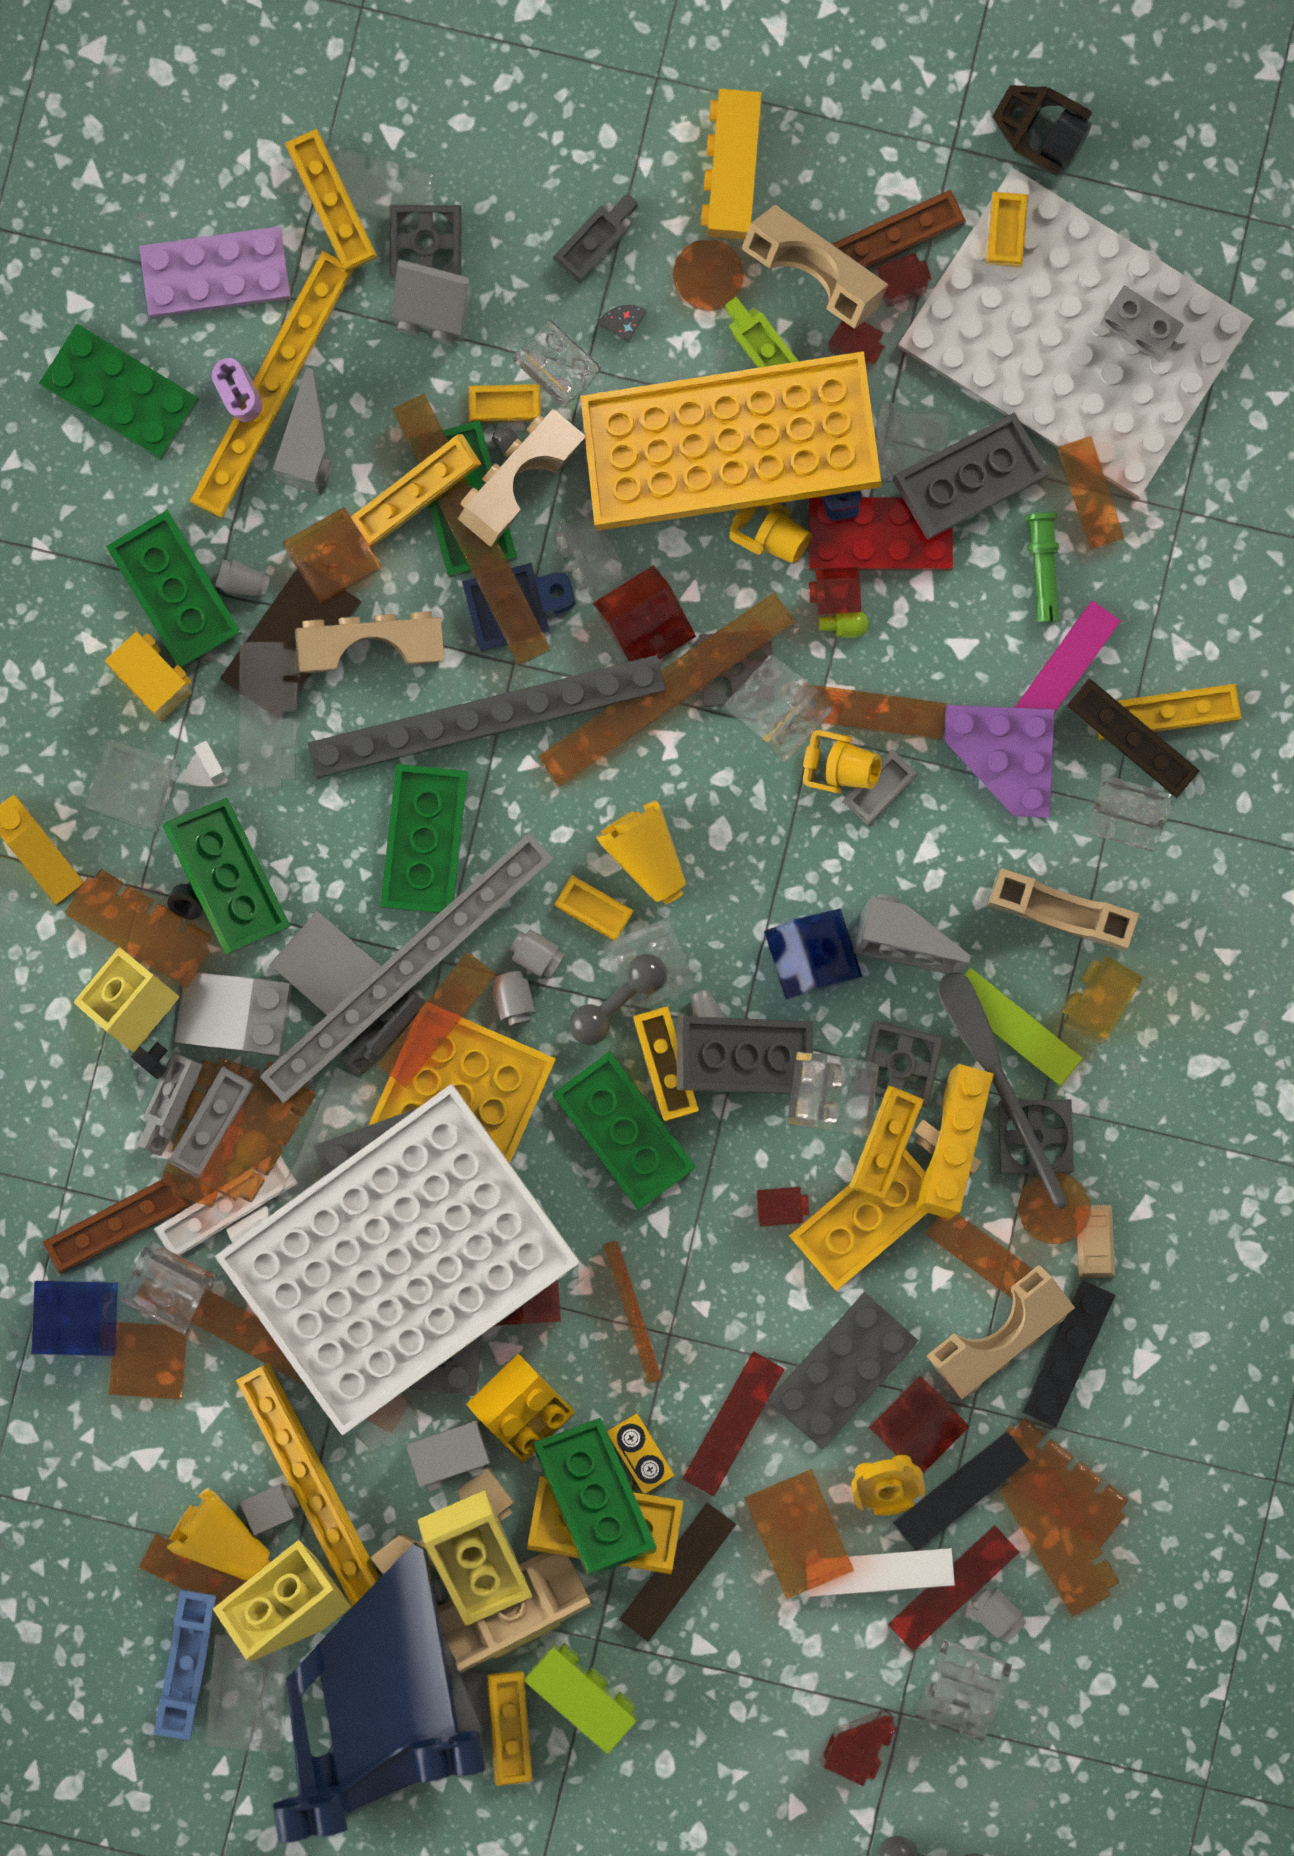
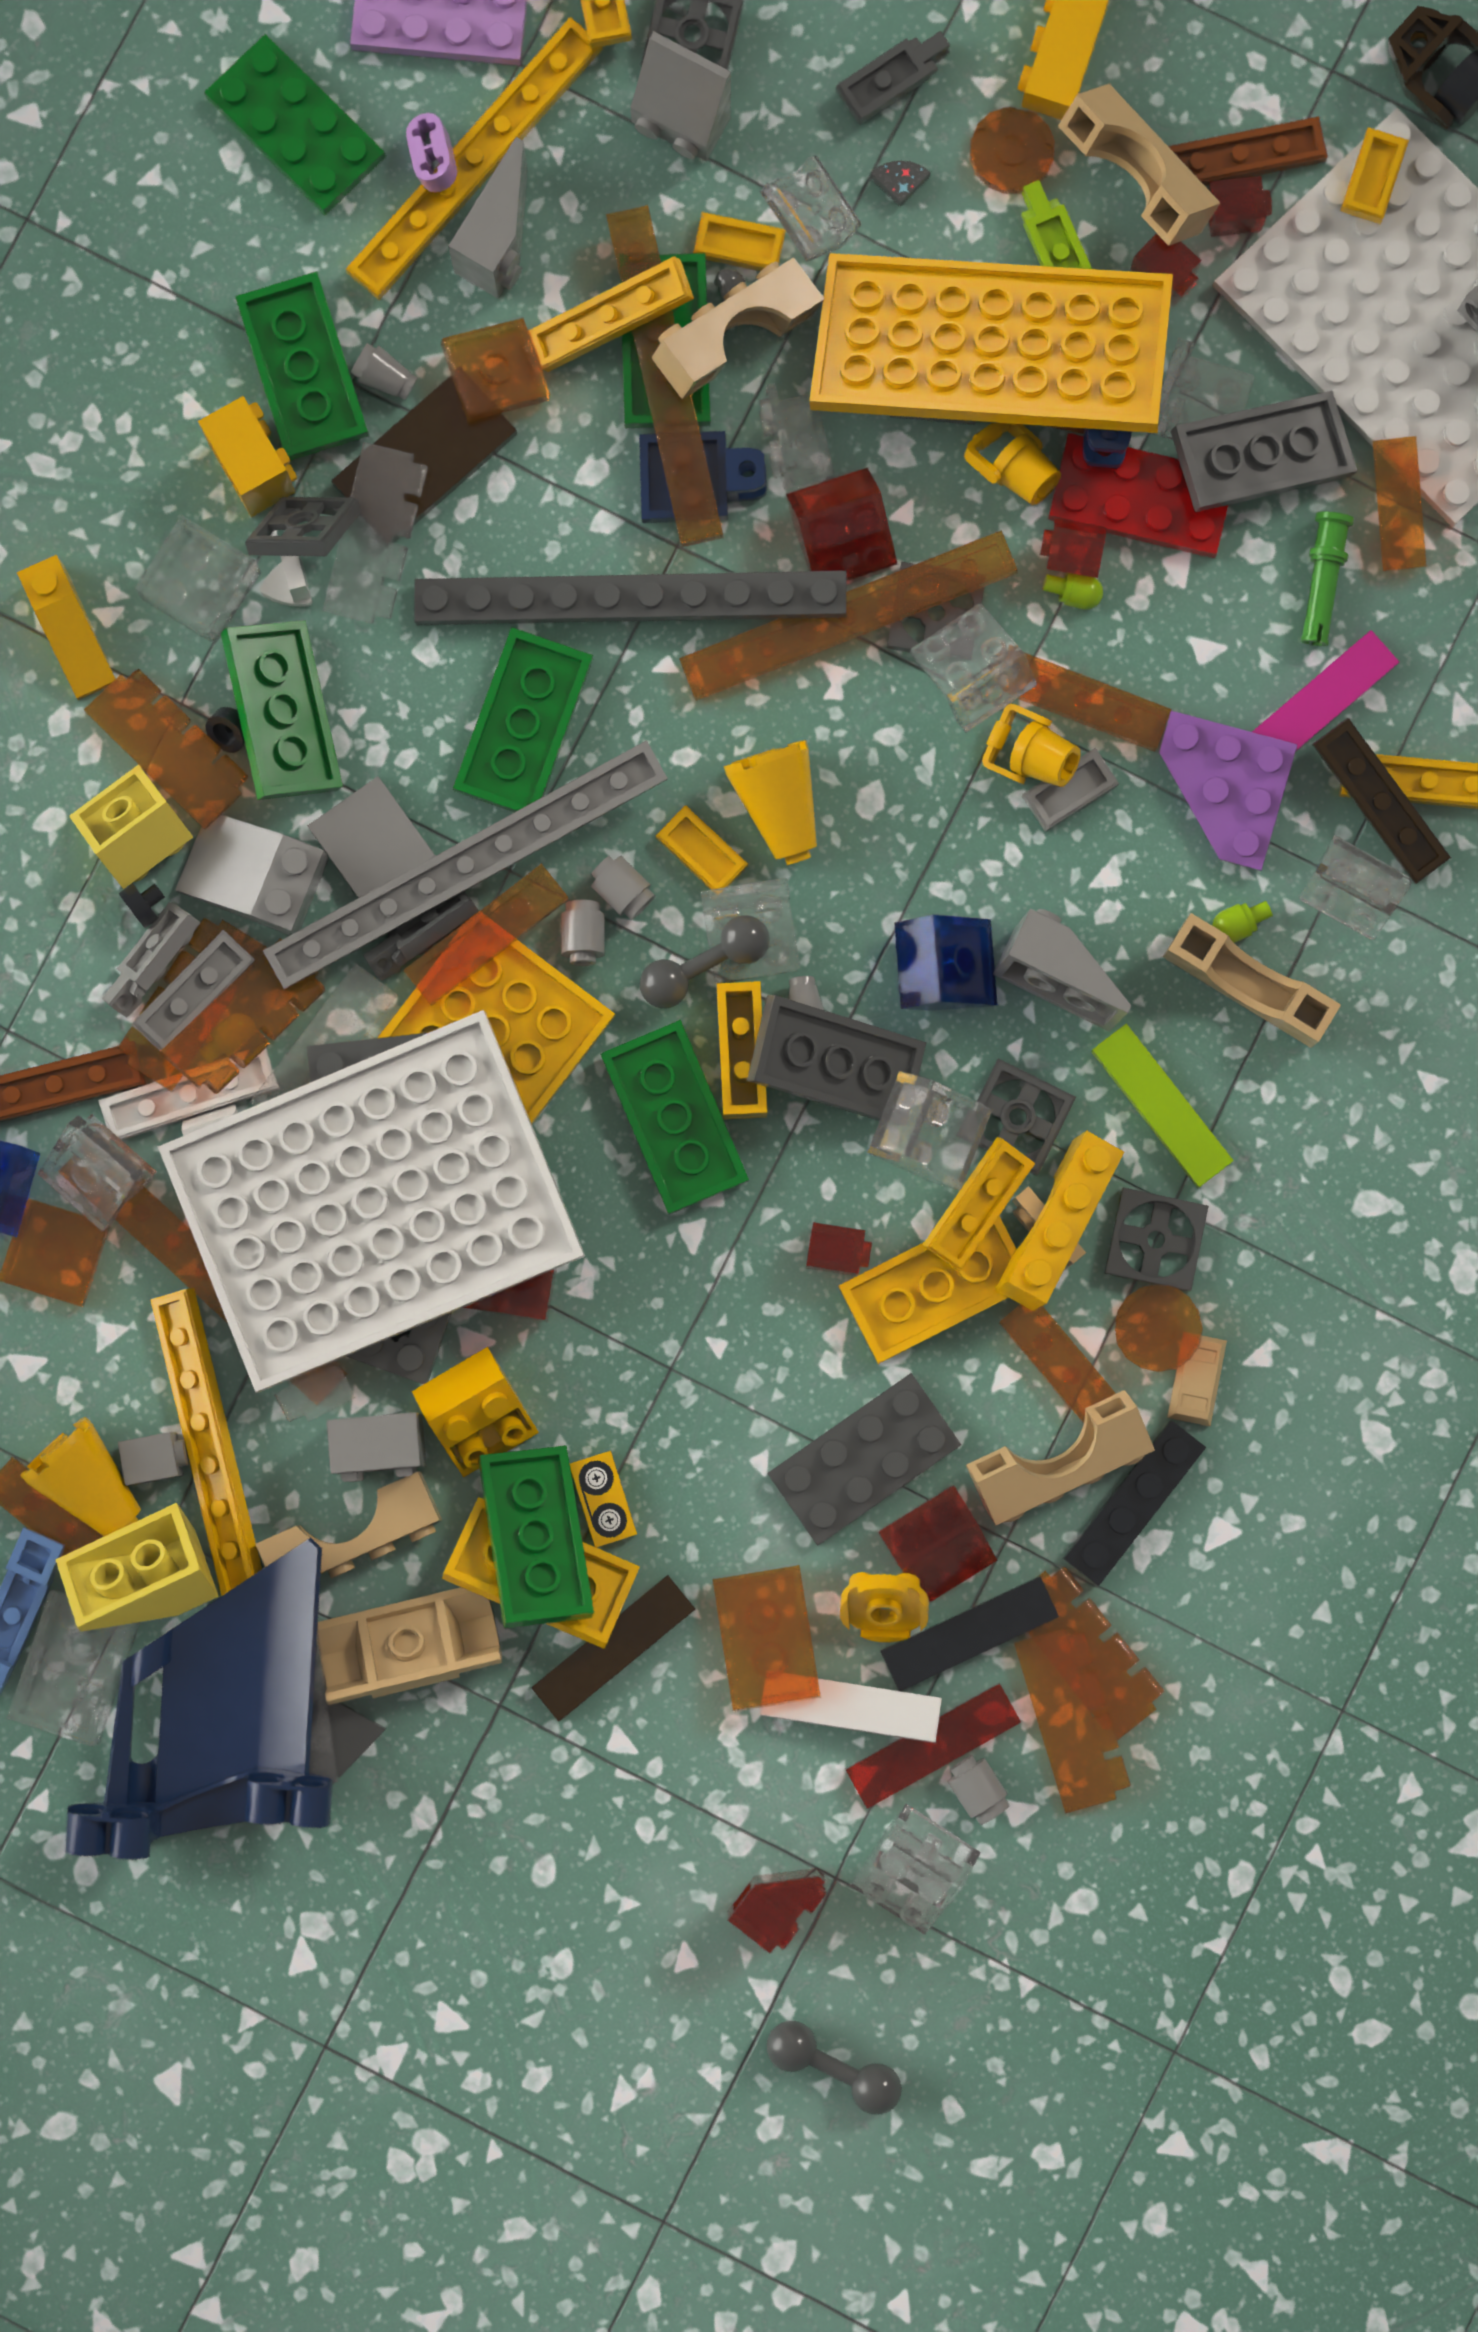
camera: 15 degrees right, 0 degrees up
(196, 711) = (293, 510): none -> dark grey piece
(415, 639) = (568, 486): tan arch -> none
(474, 1558) = (376, 1573): light yellow slope -> none
(509, 1728) = (371, 1783): yellow tile -> none
(582, 1696) = (464, 1767): lime brick -> none
(632, 1311) = (633, 1330): clear orange tile -> none
(733, 1423) = (720, 1490): clear red tile -> none
(973, 1027) = (1113, 1092): dark grey piece -> none
(1042, 862) = (1241, 920): none -> lime cylinder
(1101, 1000) = (1273, 1096): clear yellow piece -> none

